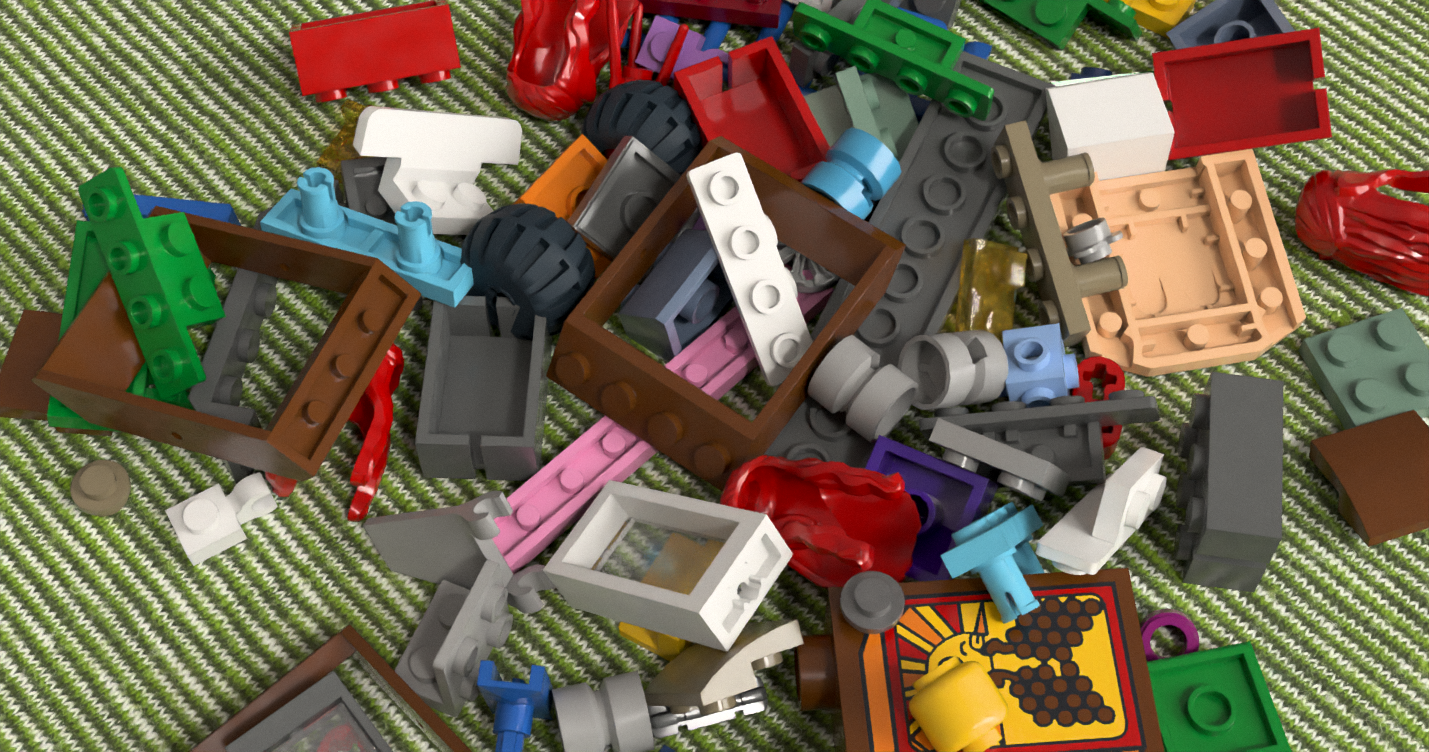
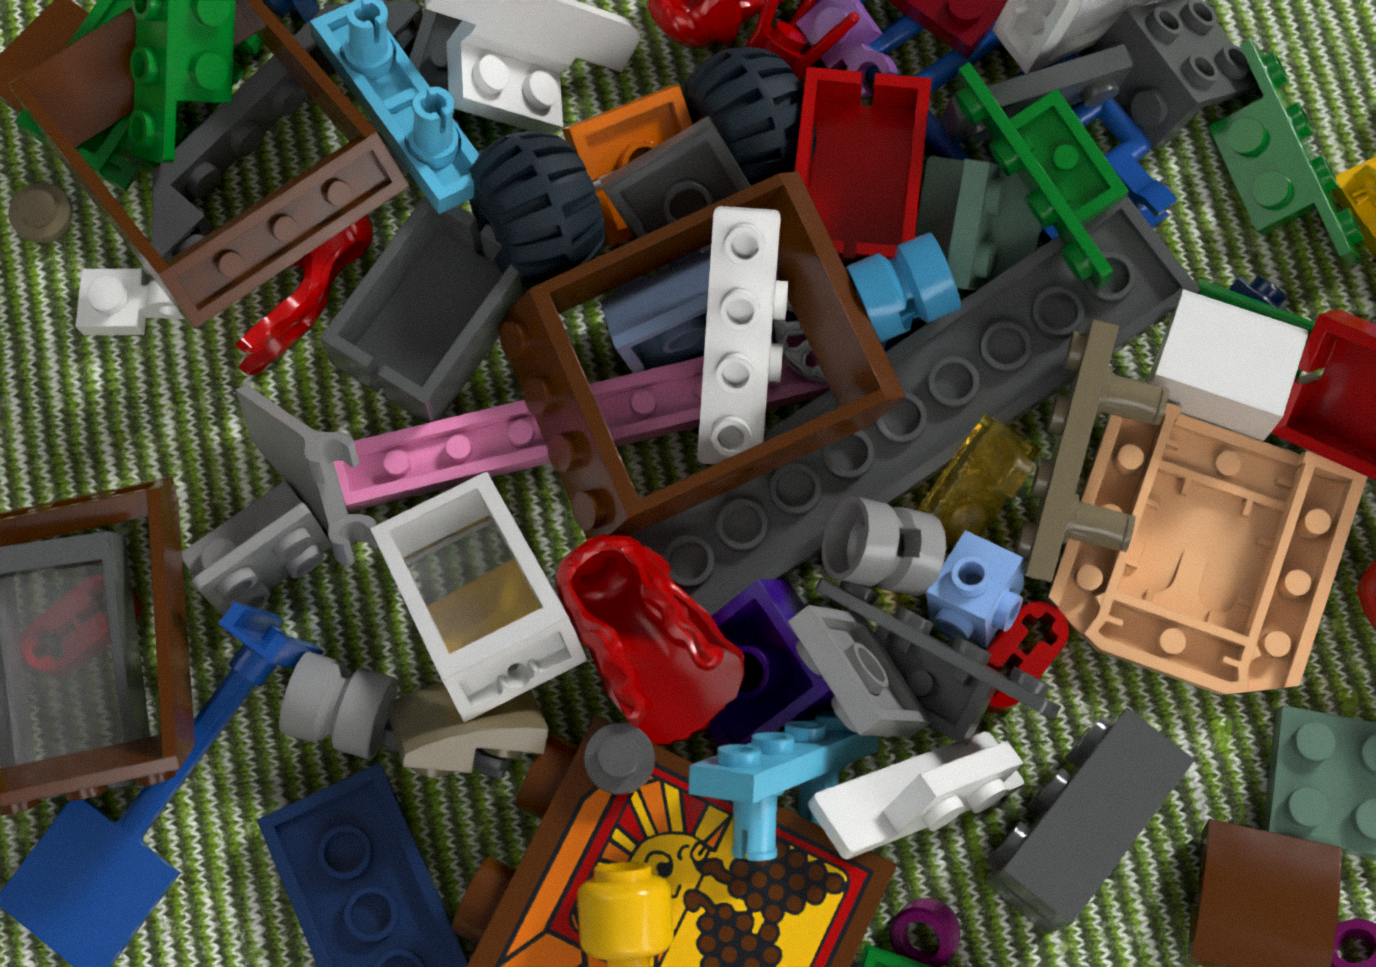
camera: 30 degrees right, 15 degrees up
(869, 394) = (775, 520): light grey wheel -> none
(1090, 240) = (1116, 485): light grey plate -> none

